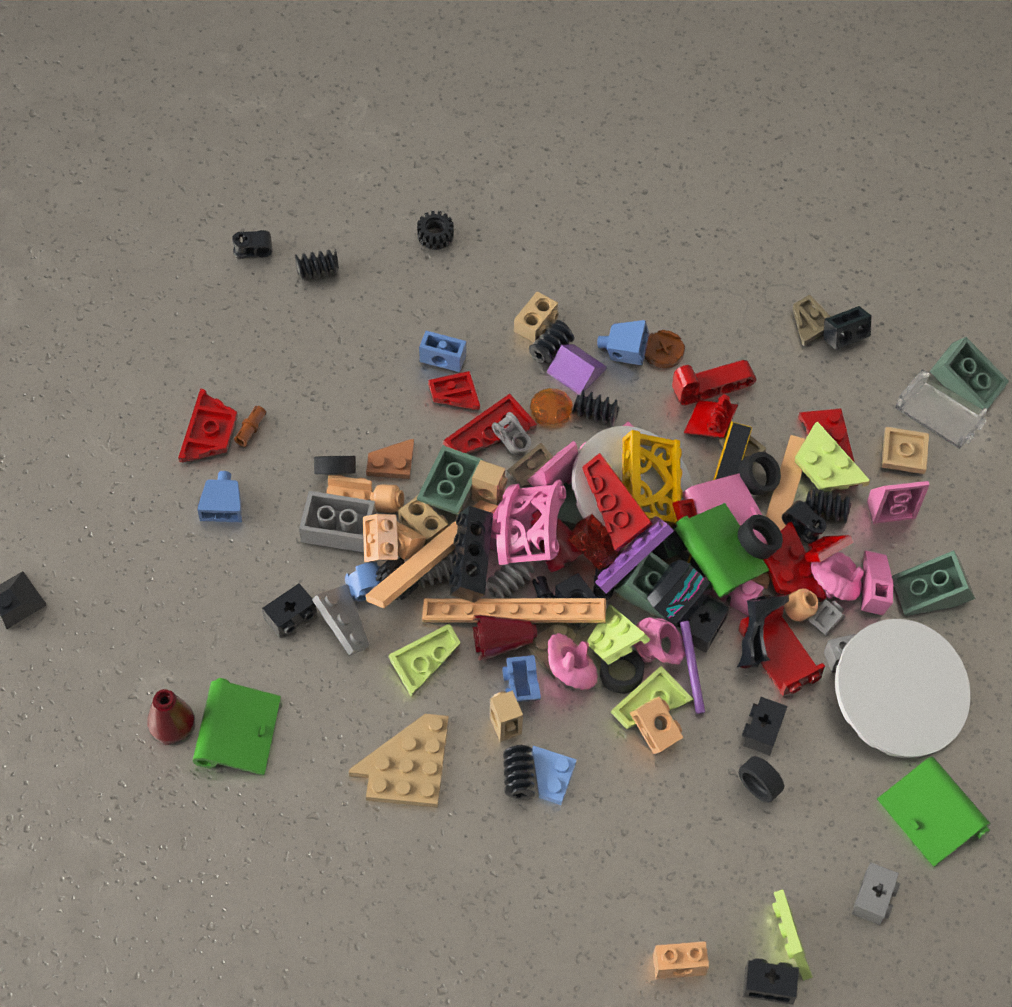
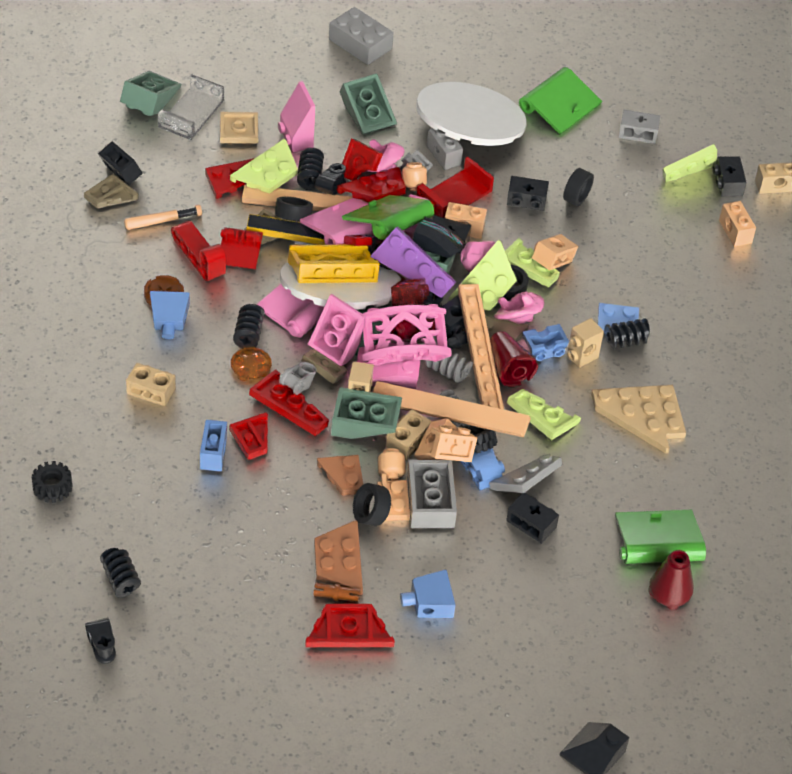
camera: 105 degrees left, 10 degrees down
(290, 438) = (339, 557): none -> nougat wing
(475, 563) = (444, 378): black brick -> none
(550, 342) = (178, 366): black piece -> none
(575, 368) = (202, 349): medium lavender slope -> none
(618, 507) = (377, 271): red wing -> none
(692, 667) = (494, 236): medium lavender bar -> none
(725, 645) = (469, 215): none -> light nougat brick
(752, 544) = (371, 189): black tyre -> none
(753, 642) = (433, 190): black animal -> none
(770, 360) = (156, 218): none -> light nougat piece
(876, 583) = (383, 131): bright pink slope -> none

